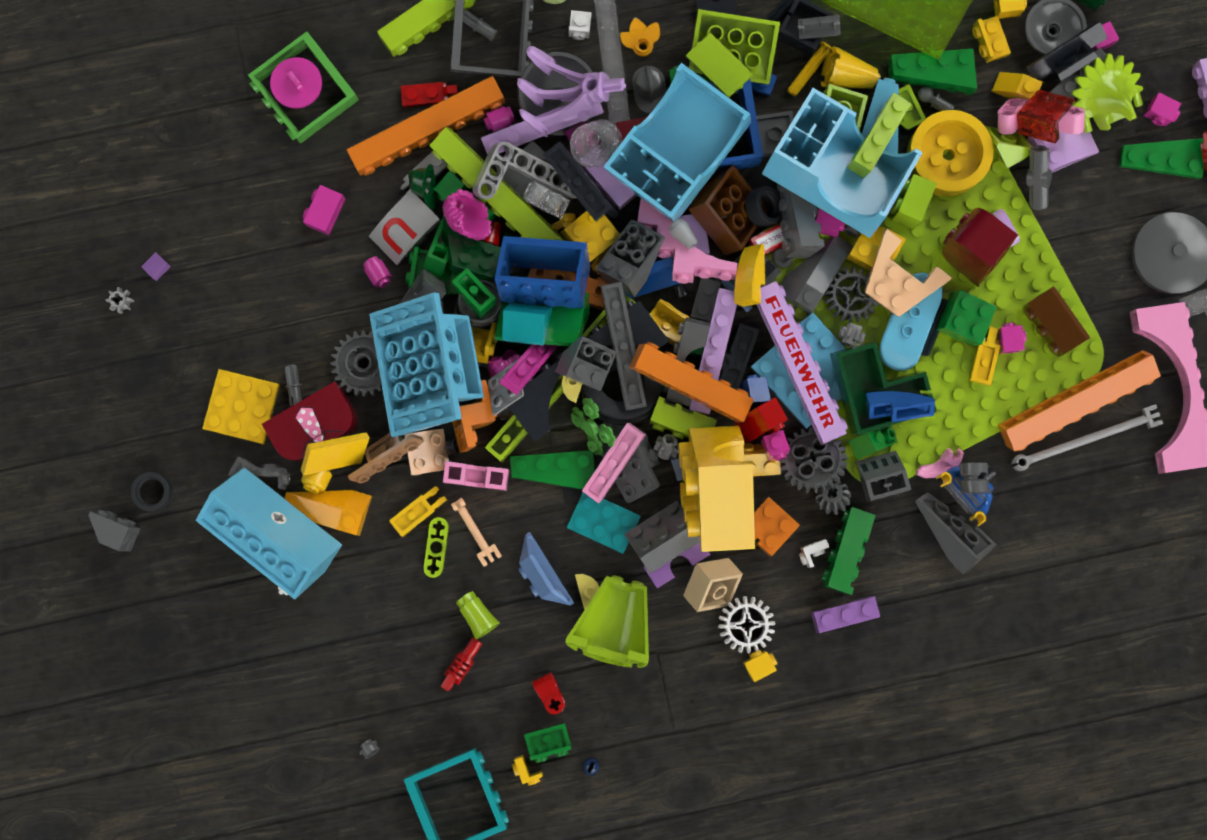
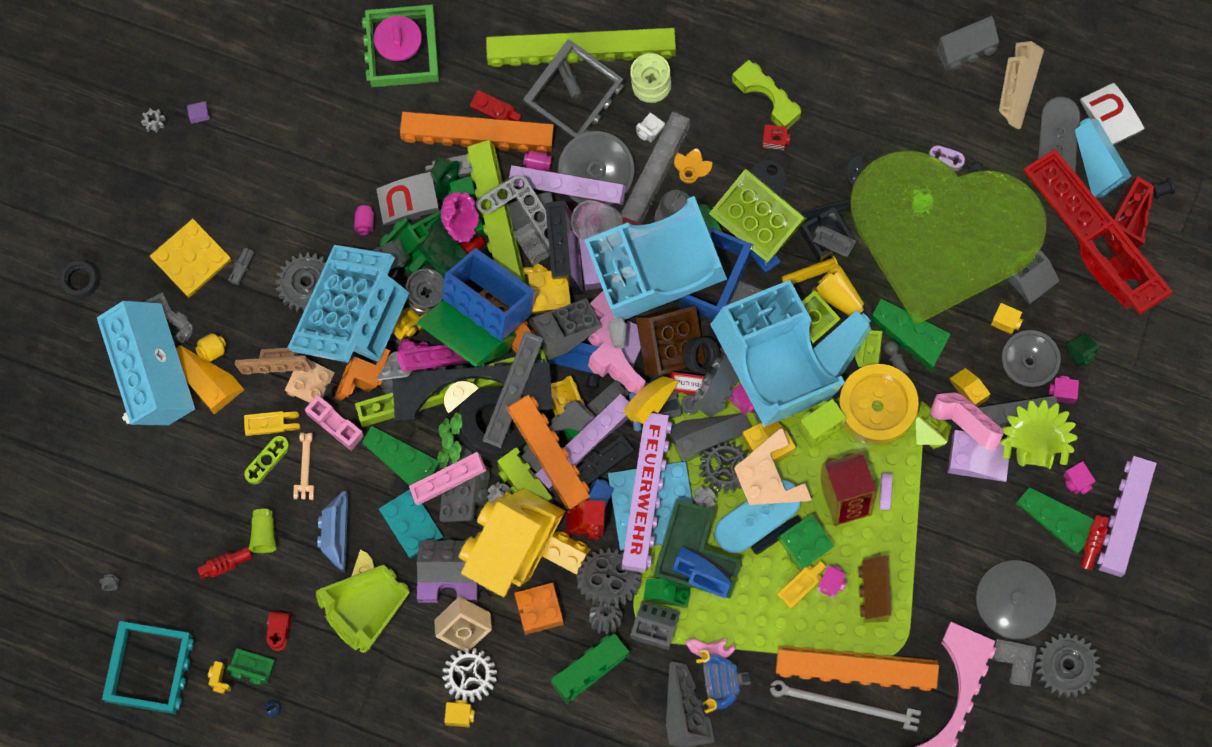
camera: 35 degrees right, 10 degrees down
(113, 531) = (31, 290): dark grey slope -> none
(315, 419) = (235, 305): dark red brick -> none
(323, 209) = (354, 147): dark pink brick -> none
(334, 453) = (236, 335): yellow tile -> none
(474, 293) = (424, 278): green slope -> none
(526, 323) = (448, 325): teal slope -> none
(586, 362) = (474, 383): dark grey slope -> none
(591, 89) = (617, 178): lavender piece -> none
(719, 65) = (733, 222): lime piece -> none
(775, 446) = (583, 544): dark pink brick -> none
(815, 548) = (565, 651): white bracket -> none
(845, 614) = (554, 716): medium lavender arch -> none
(879, 135) = (823, 351): lime arch -> none
(974, 478) = (726, 670): dark grey wheel -> none
(991, 39) = (975, 337): yellow bracket -> none
(1039, 177) = (937, 467): dark grey piece -> none
(1041, 115) = (968, 415): clear red bracket -> none
(1070, 55) = (1024, 385): black bracket -> none

